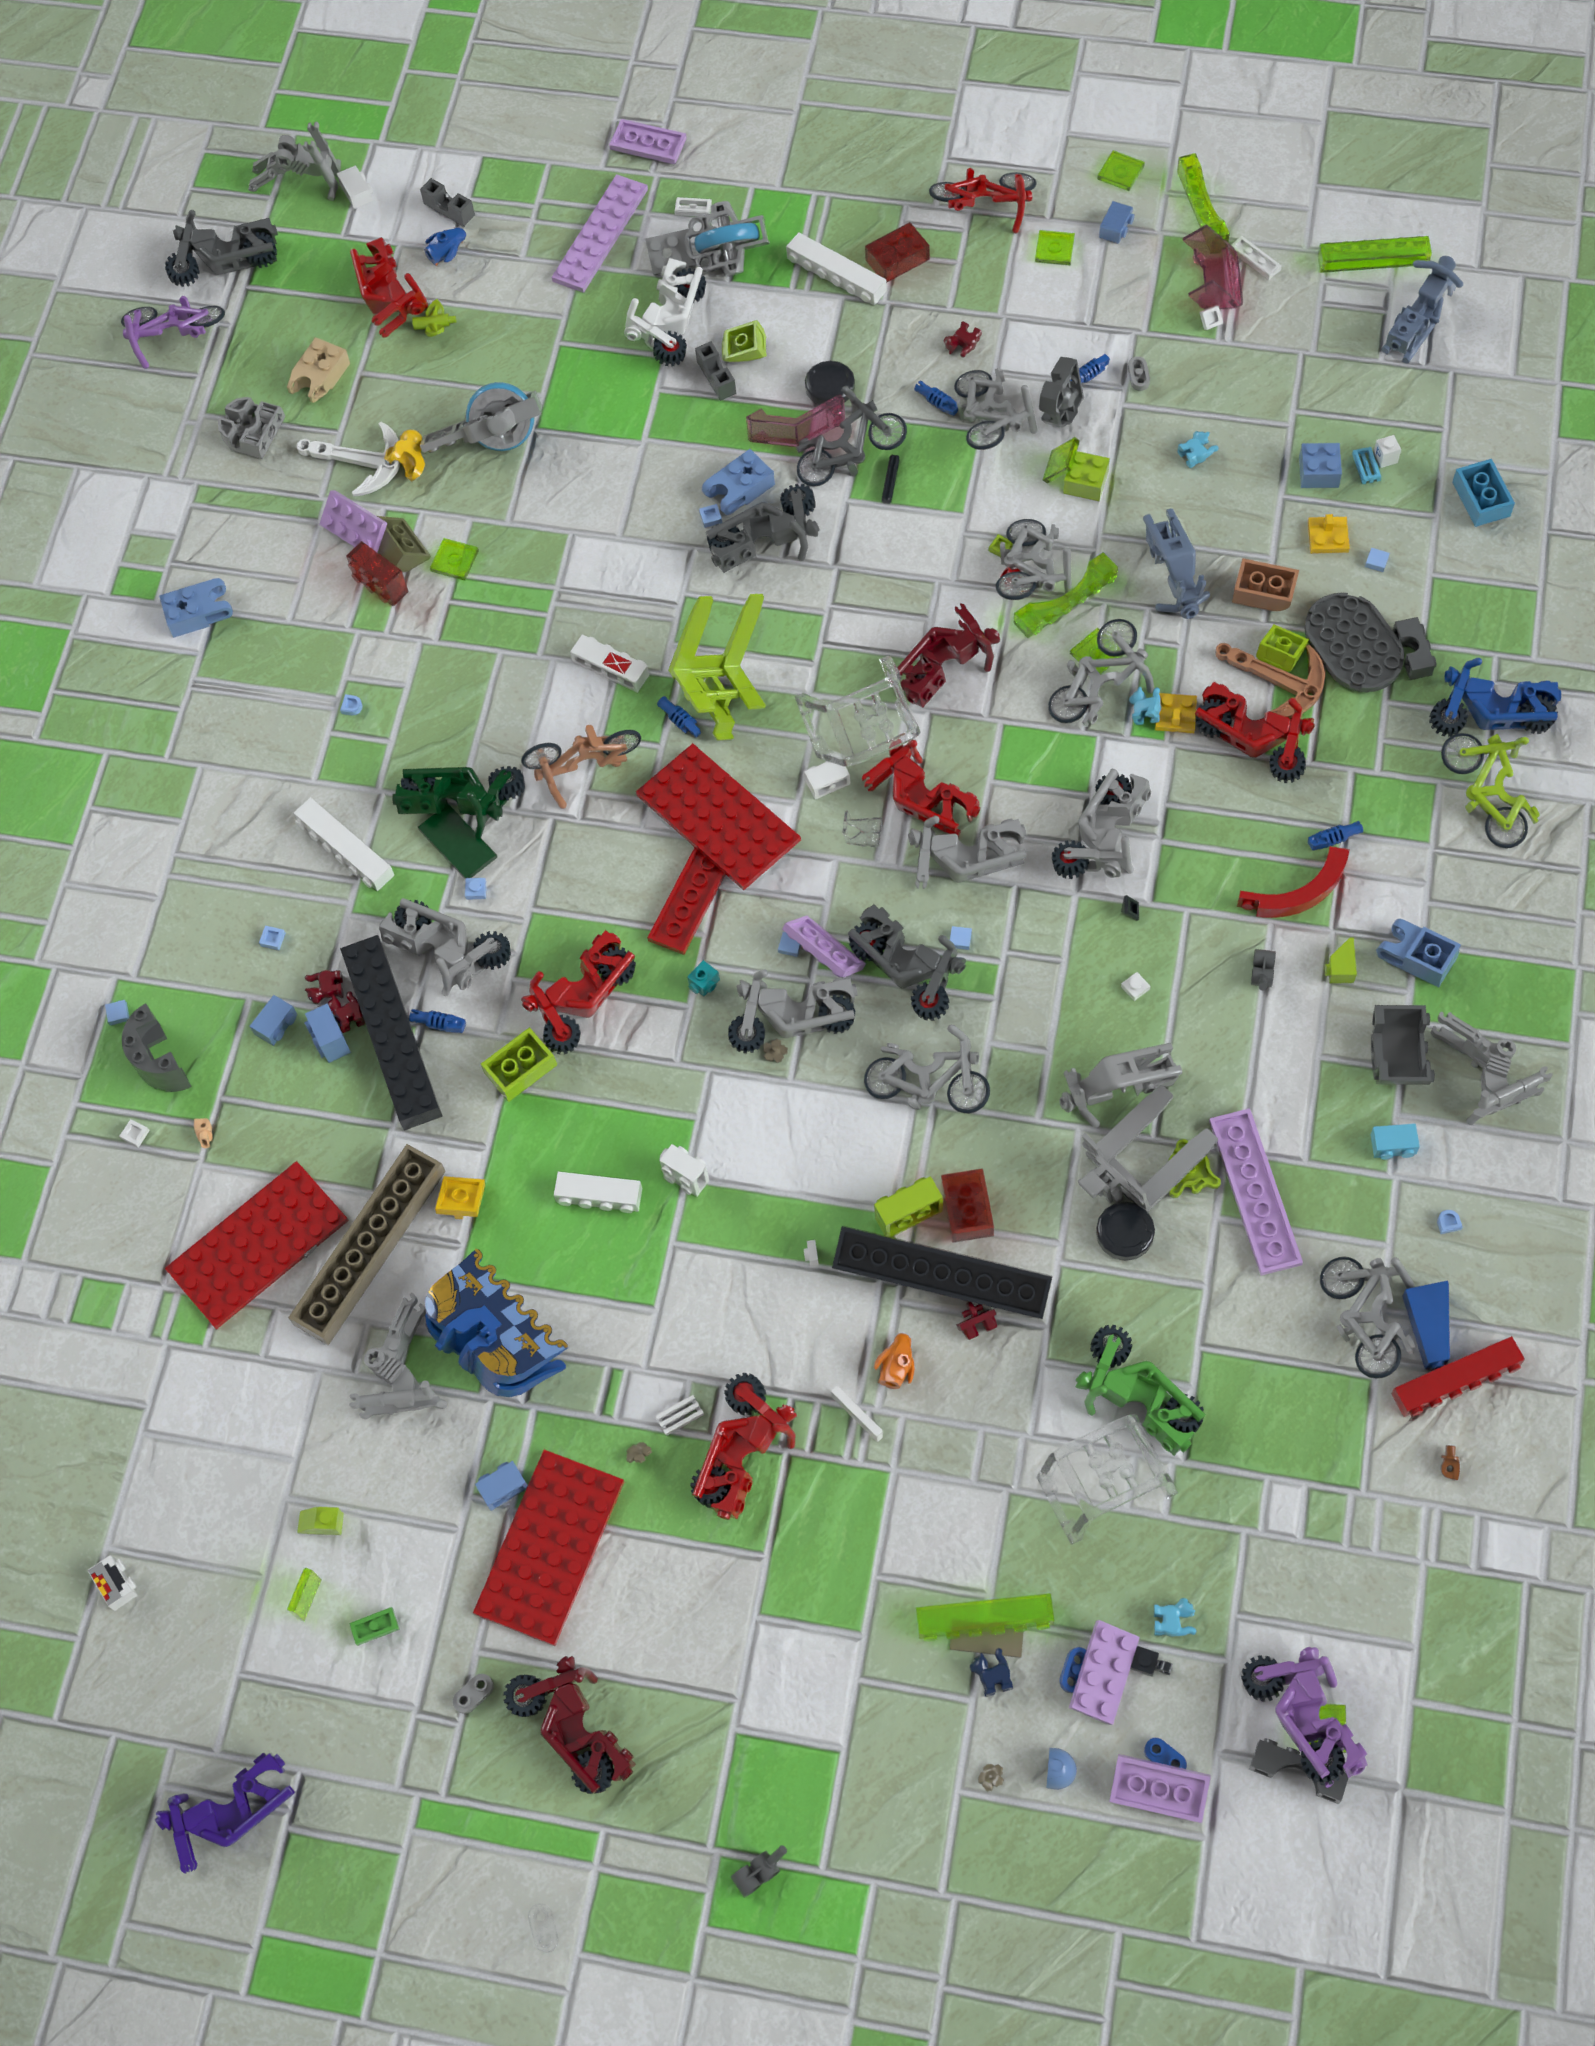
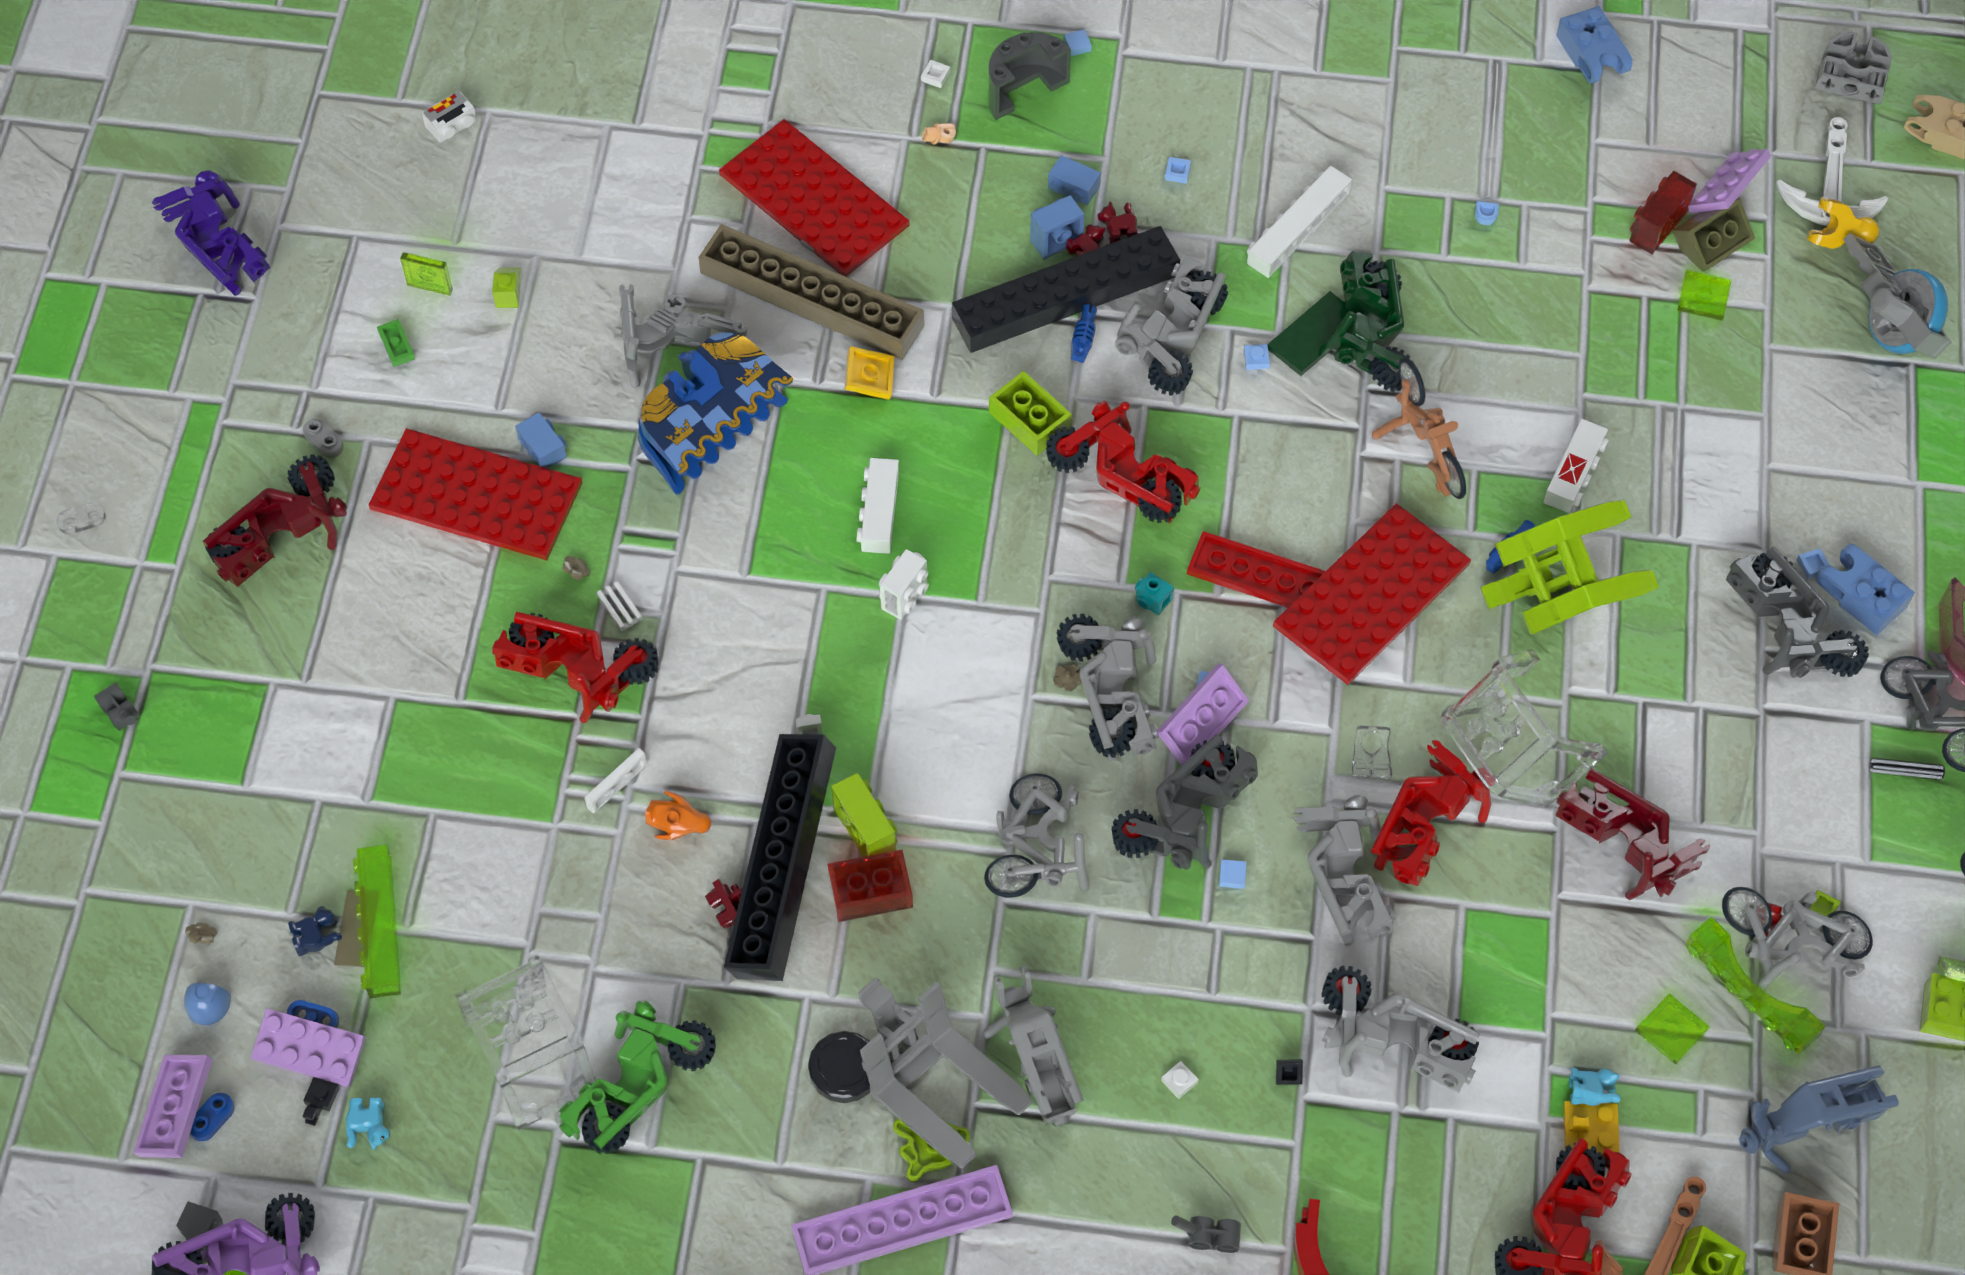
camera: 80 degrees right, 5 degrees down
(826, 778) = (1431, 704): white brick -> none
(1113, 639) = (1678, 1039): piece -> none

